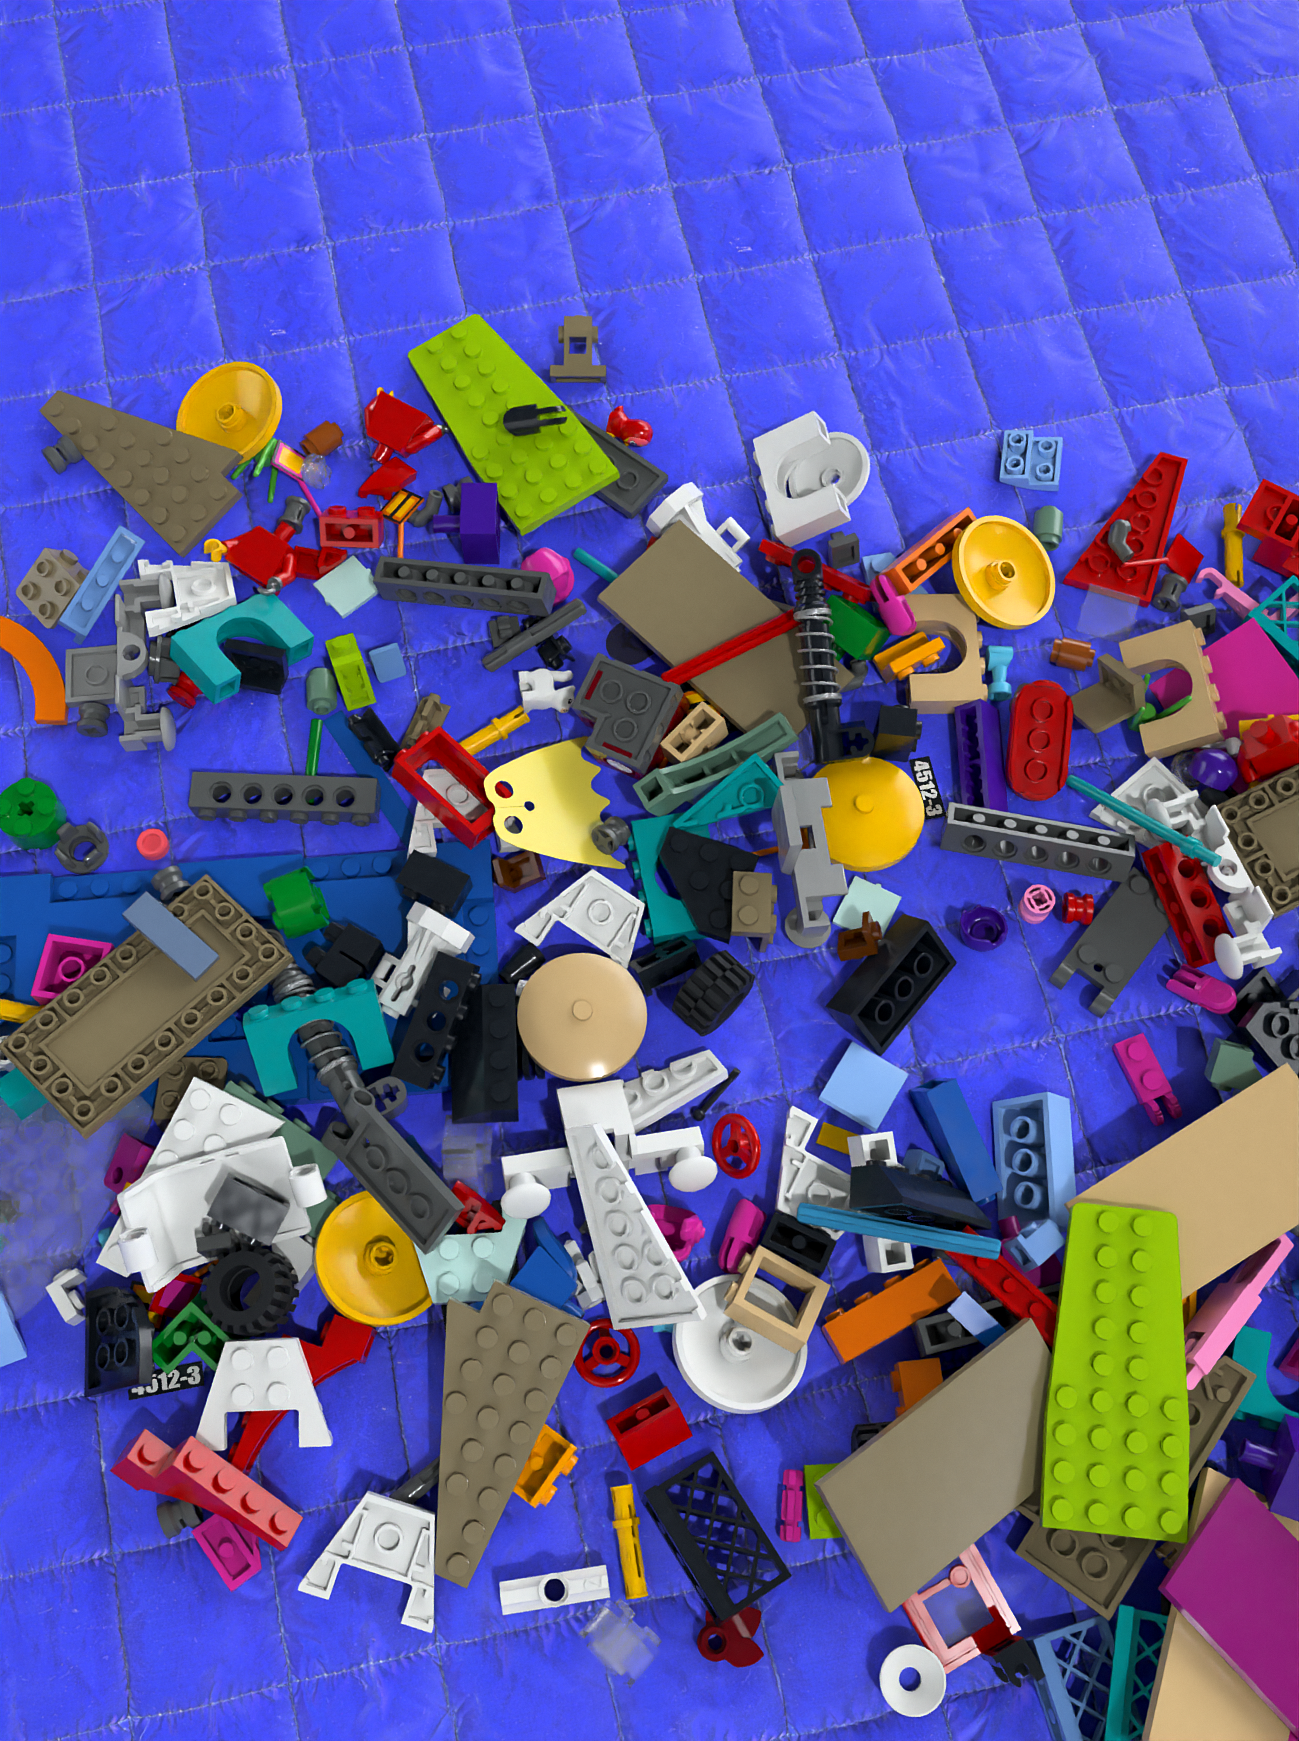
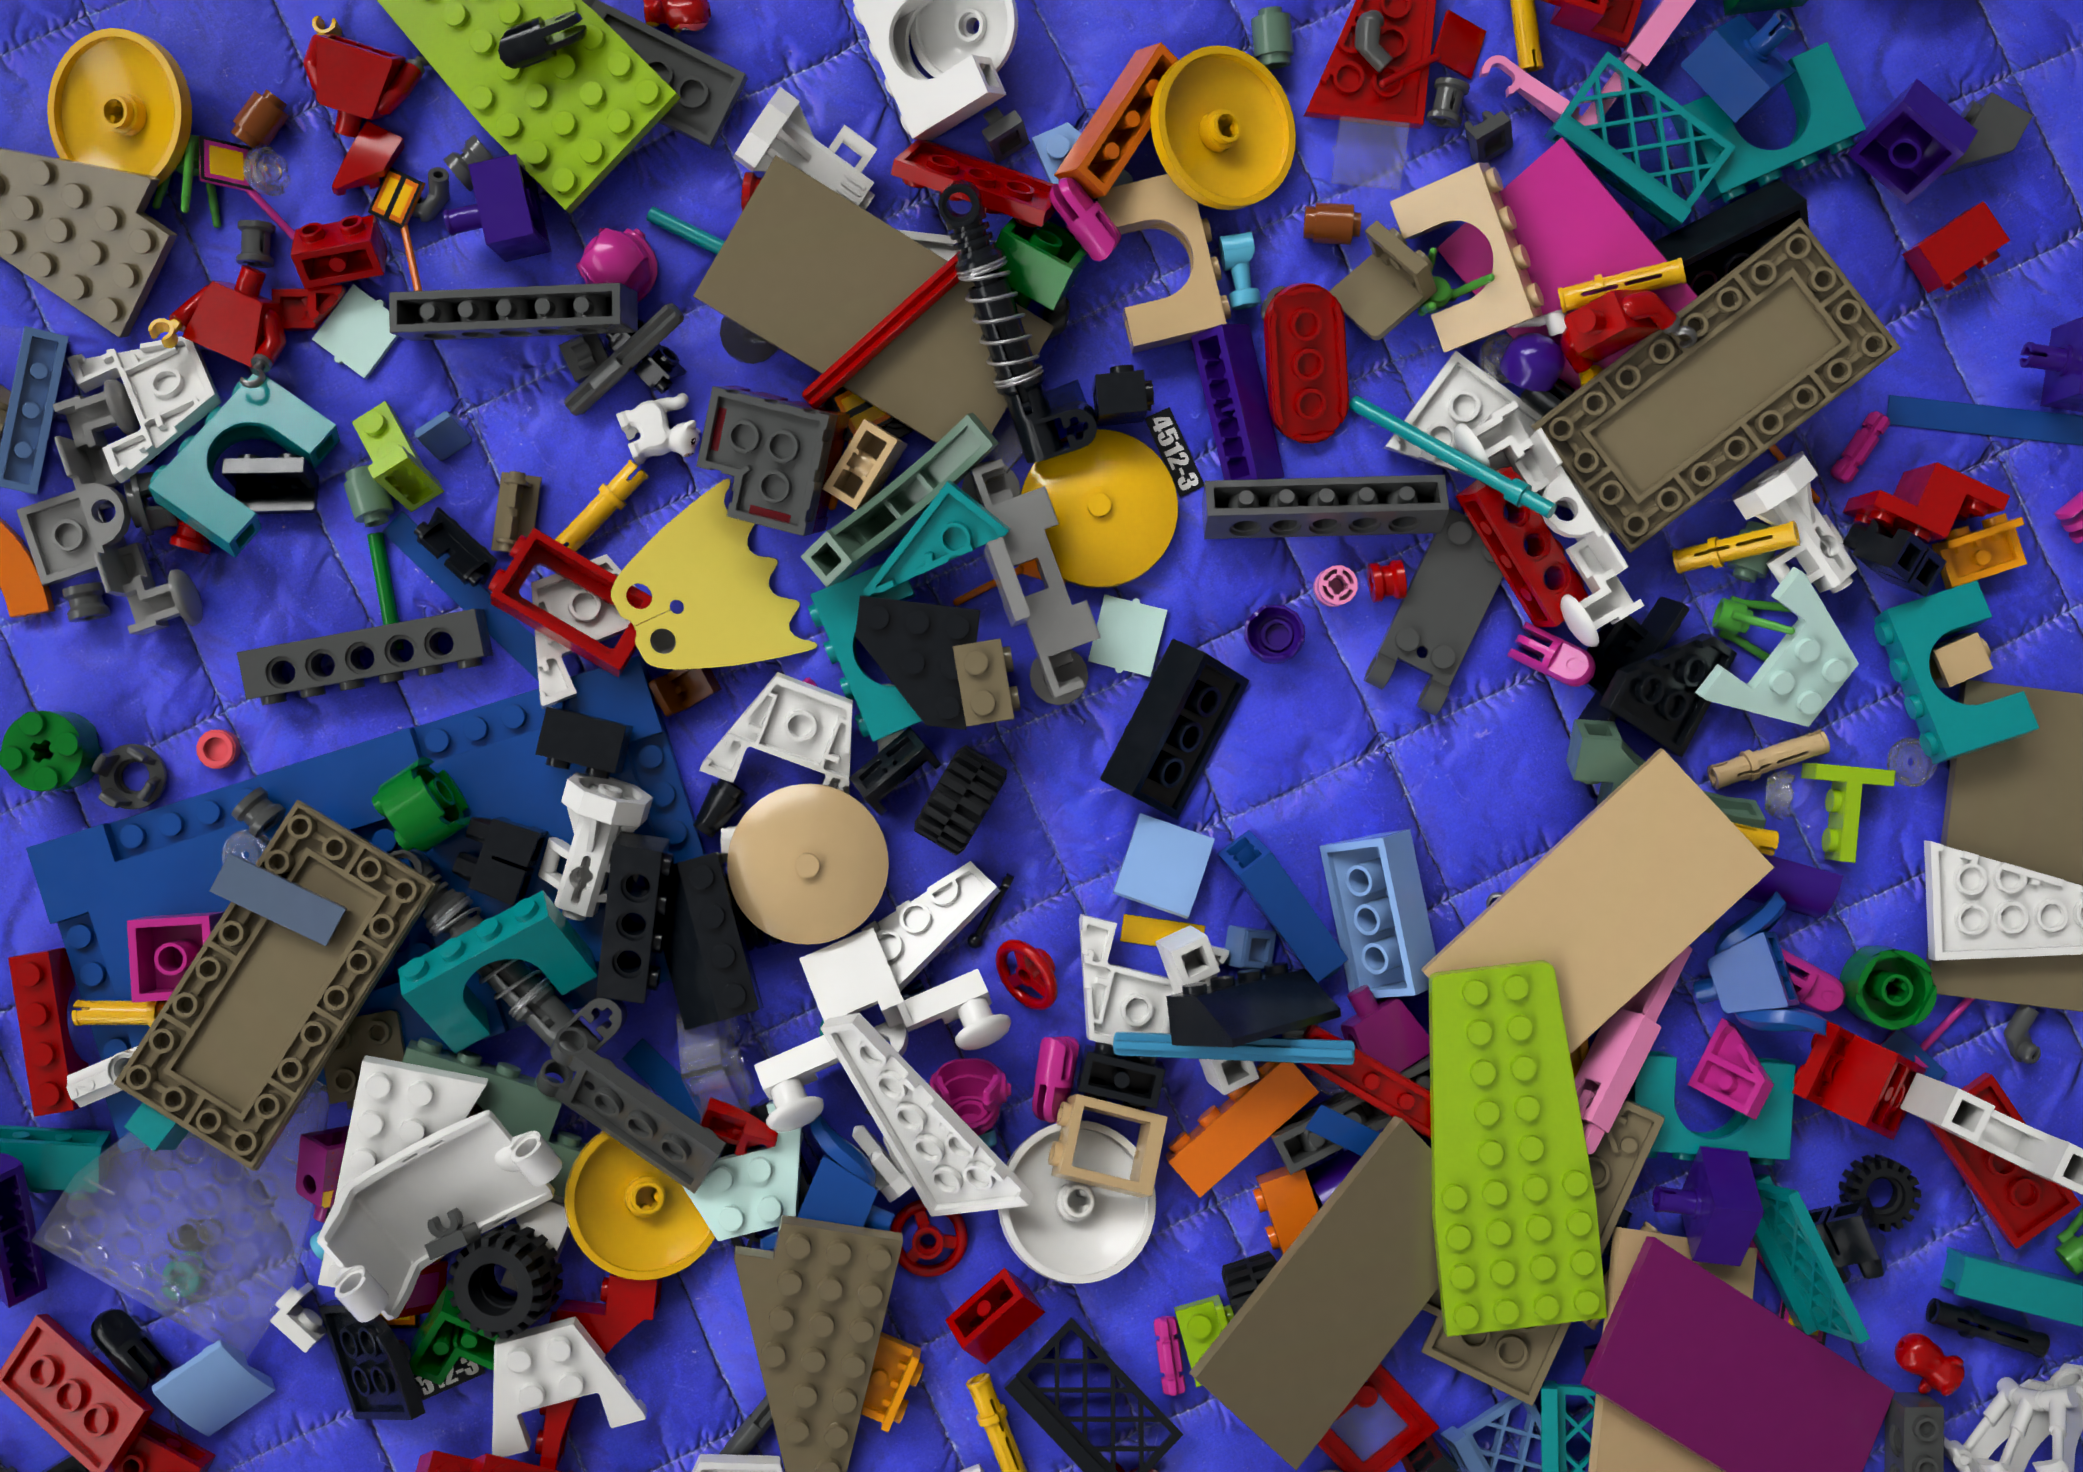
camera: 10 degrees left, 20 degrees up
(247, 1211) = (475, 1202): black brick -> none
(611, 835) = (789, 616): dark grey wheel -> none
(860, 941) = (1125, 686): reddish brown bracket -> none
(907, 655) = (1112, 279): light orange bracket -> none
(1035, 1244) = (1395, 1025): medium blue brick -> none
(1146, 1077) = (1497, 774): dark pink hinge -> none

